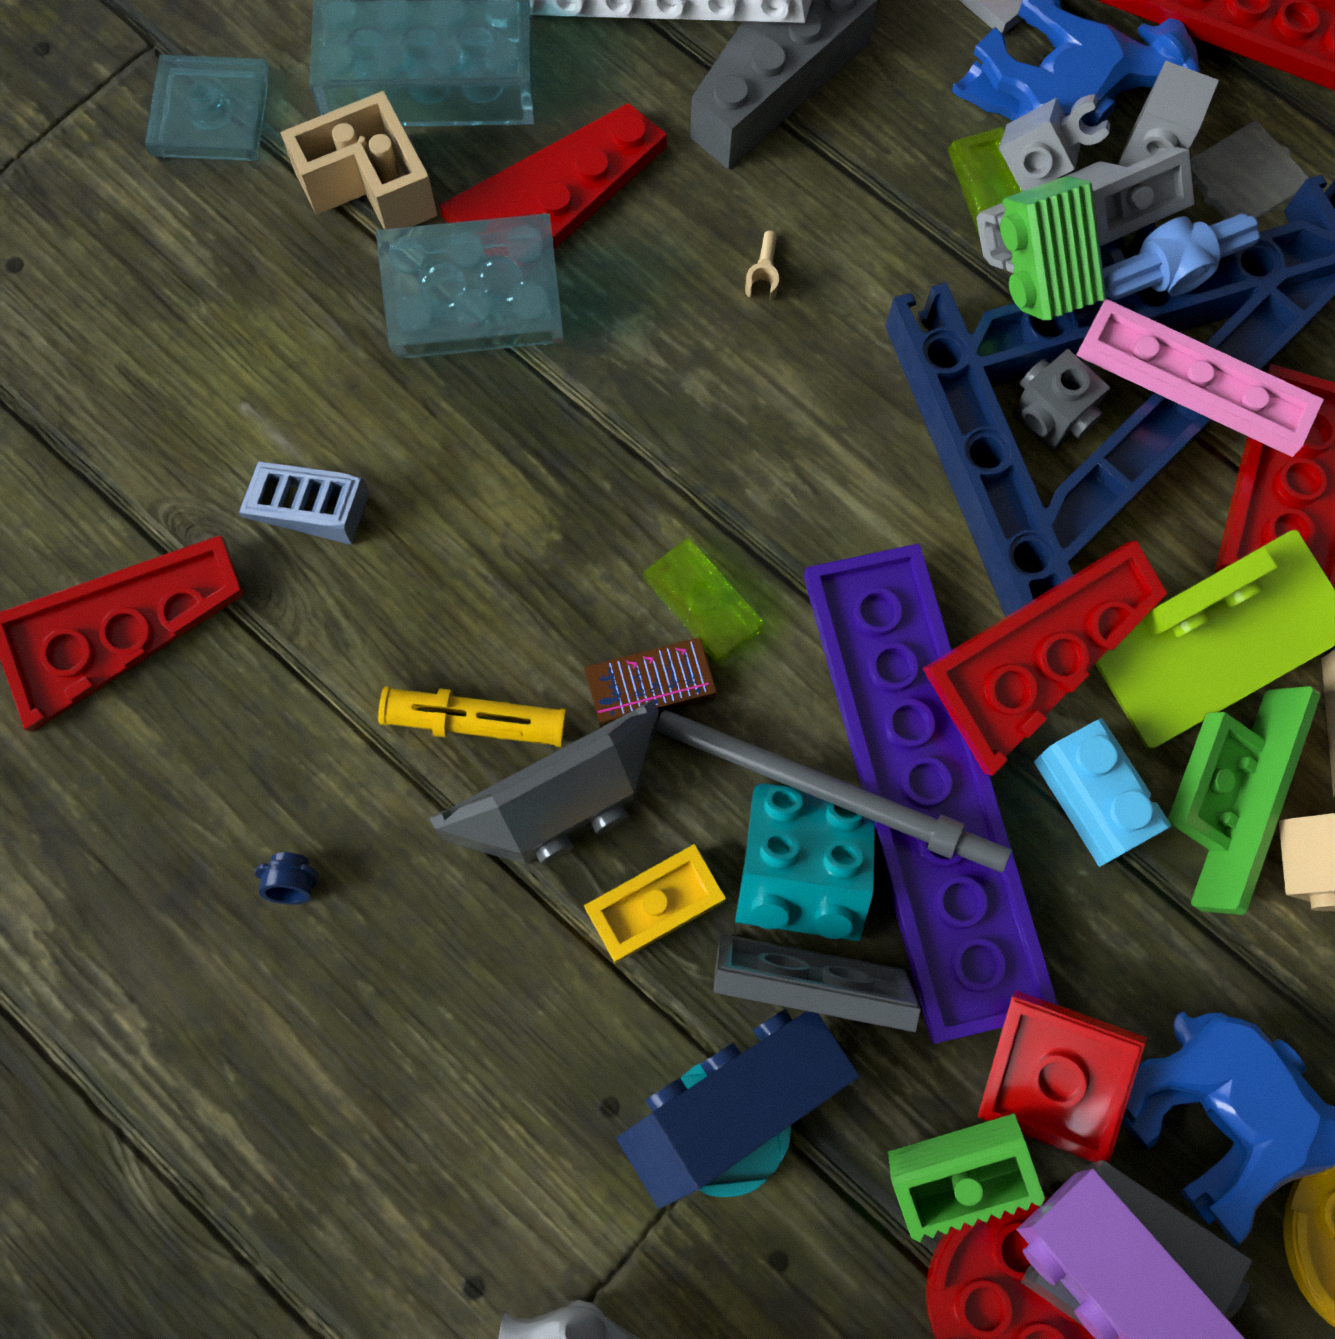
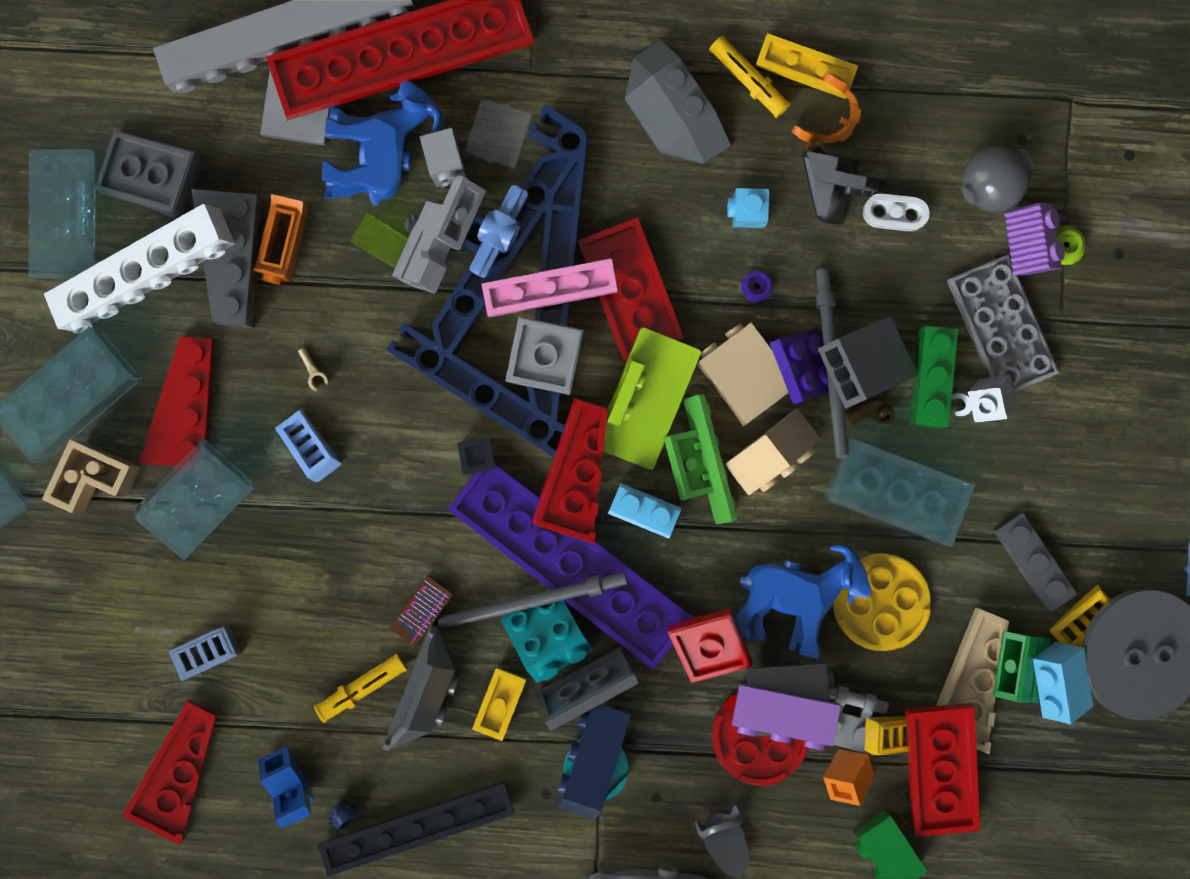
camera: 30 degrees left, 15 degrees up
(247, 766) = (287, 785): none -> blue brick
(376, 990) = (416, 828): none -> black plate
(677, 385) = (322, 468): none -> light blue slope
(703, 600) = (414, 556): clear neon green plate -> none
(830, 120) = (272, 272): none -> orange window
(909, 523) = (476, 455): none -> black panel
(964, 1177) = (700, 715): bright green brick -> none
(1048, 142) = (394, 209): light grey brick -> none
(1053, 248) = (440, 282): bright green brick -> none
(1060, 399) = (495, 349): dark grey brick -> none
(1122, 457) = (544, 355): none -> light grey plate

